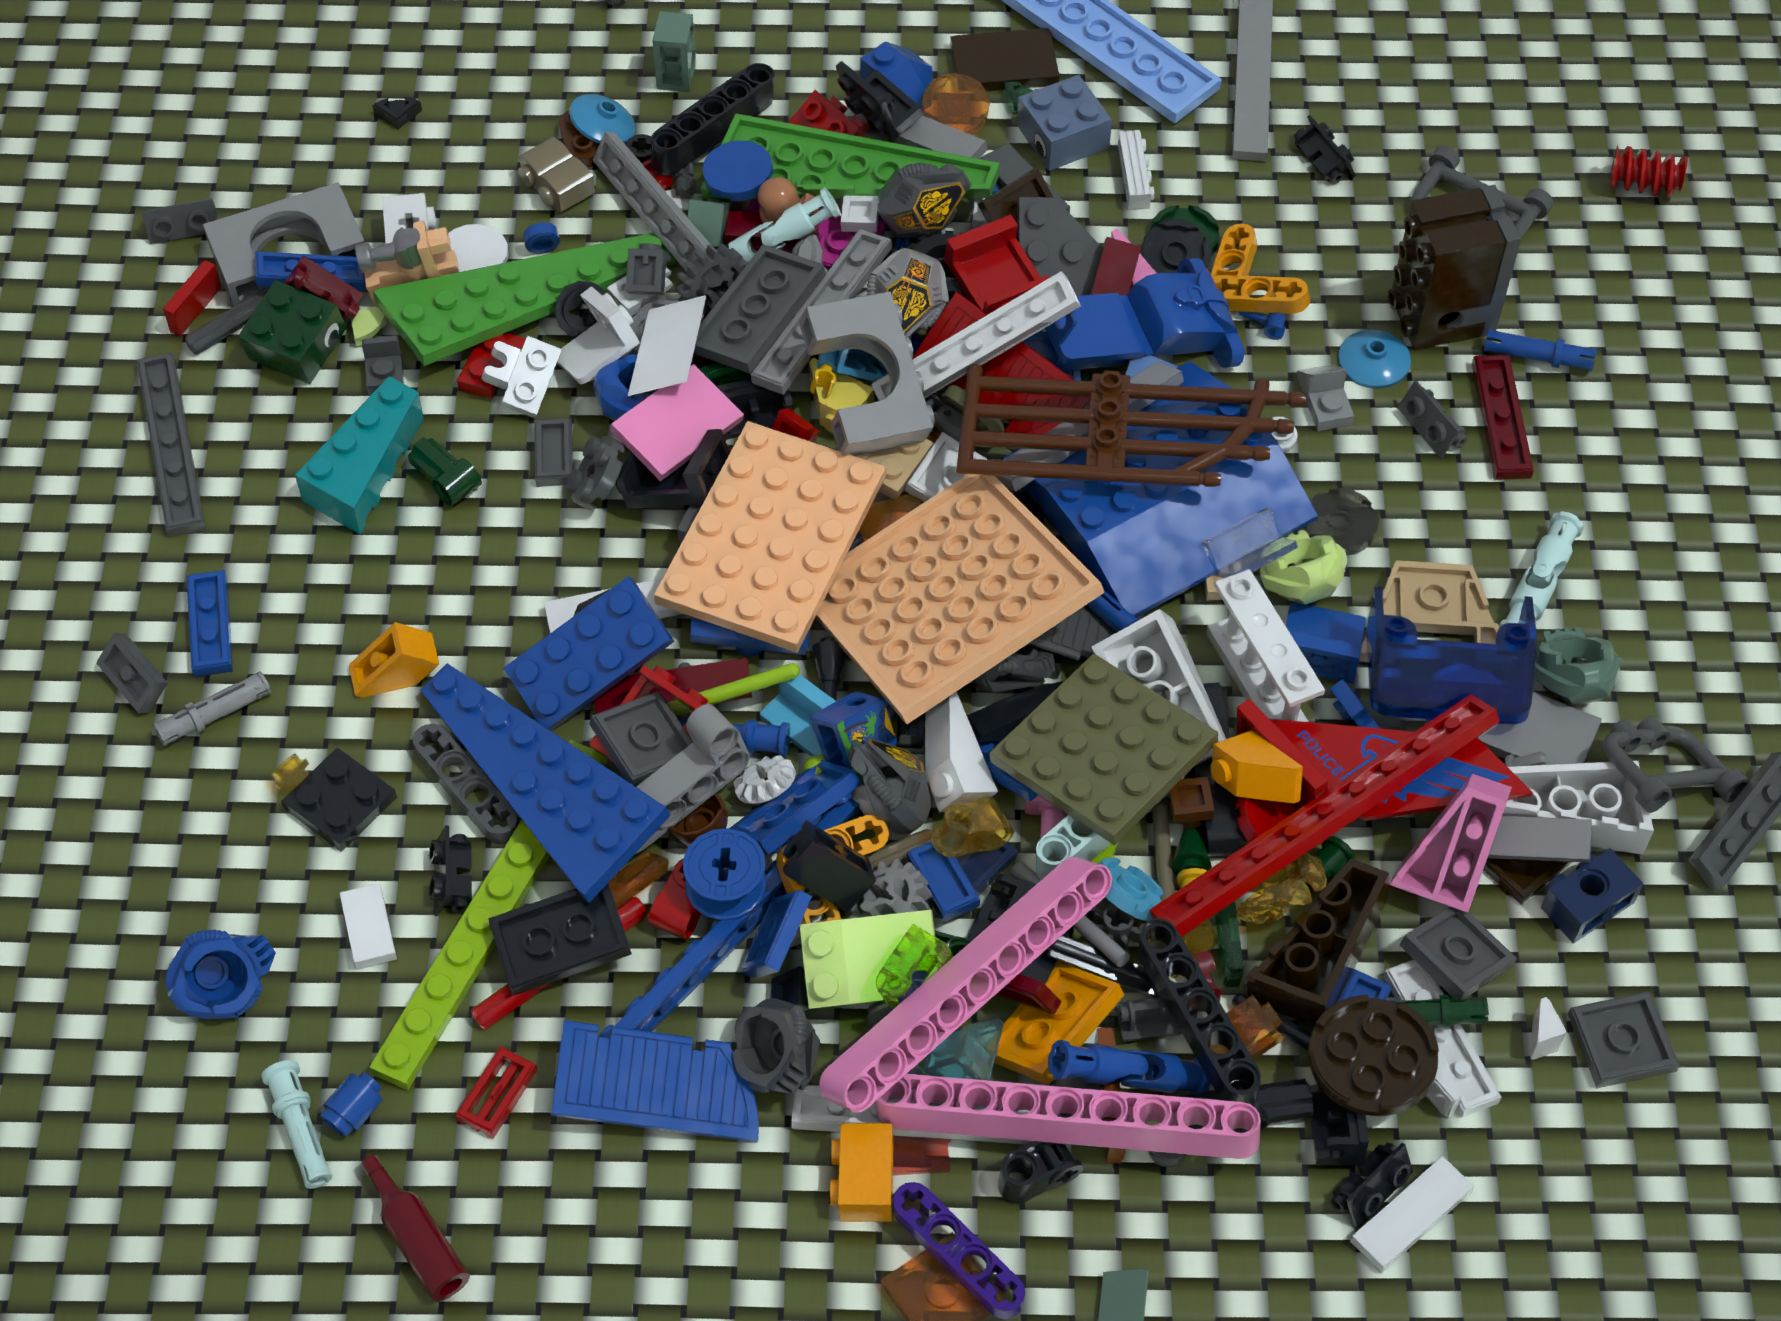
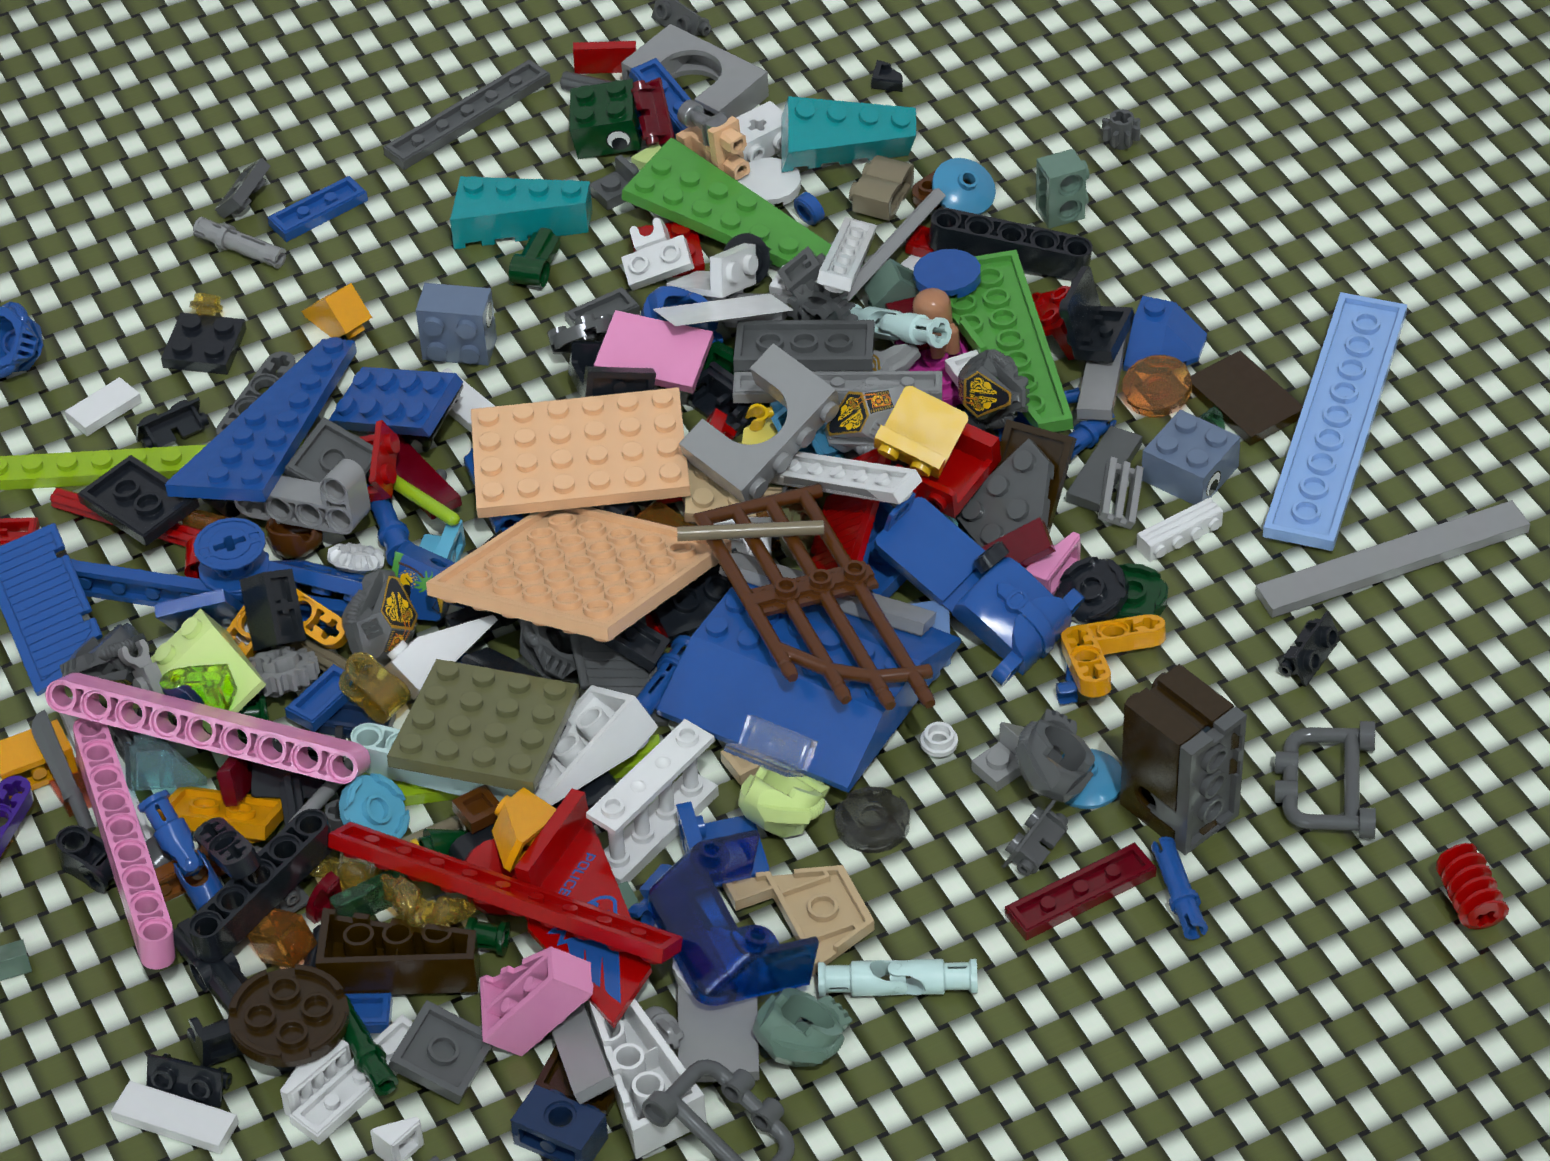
camera: 65 degrees right, 10 degrees down
(469, 168) = (843, 131): none -> teal wedge
(506, 564) = (456, 324): none -> sand blue brick
(664, 225) = (846, 255): none -> white plate
(840, 1017) = (146, 673): none -> light grey plate
(907, 1145) = (54, 756): none -> dark grey piece
(975, 261) = (921, 432): none -> yellow bracket
(1016, 434) = (750, 530): none -> dark tan bar
(1072, 186) = (1134, 492): none -> light grey tile
(1133, 289) = (991, 557): none -> black tile
(1172, 1002) = (227, 848): none -> black beam
(1379, 357) = (1042, 760): none -> dark grey helmet

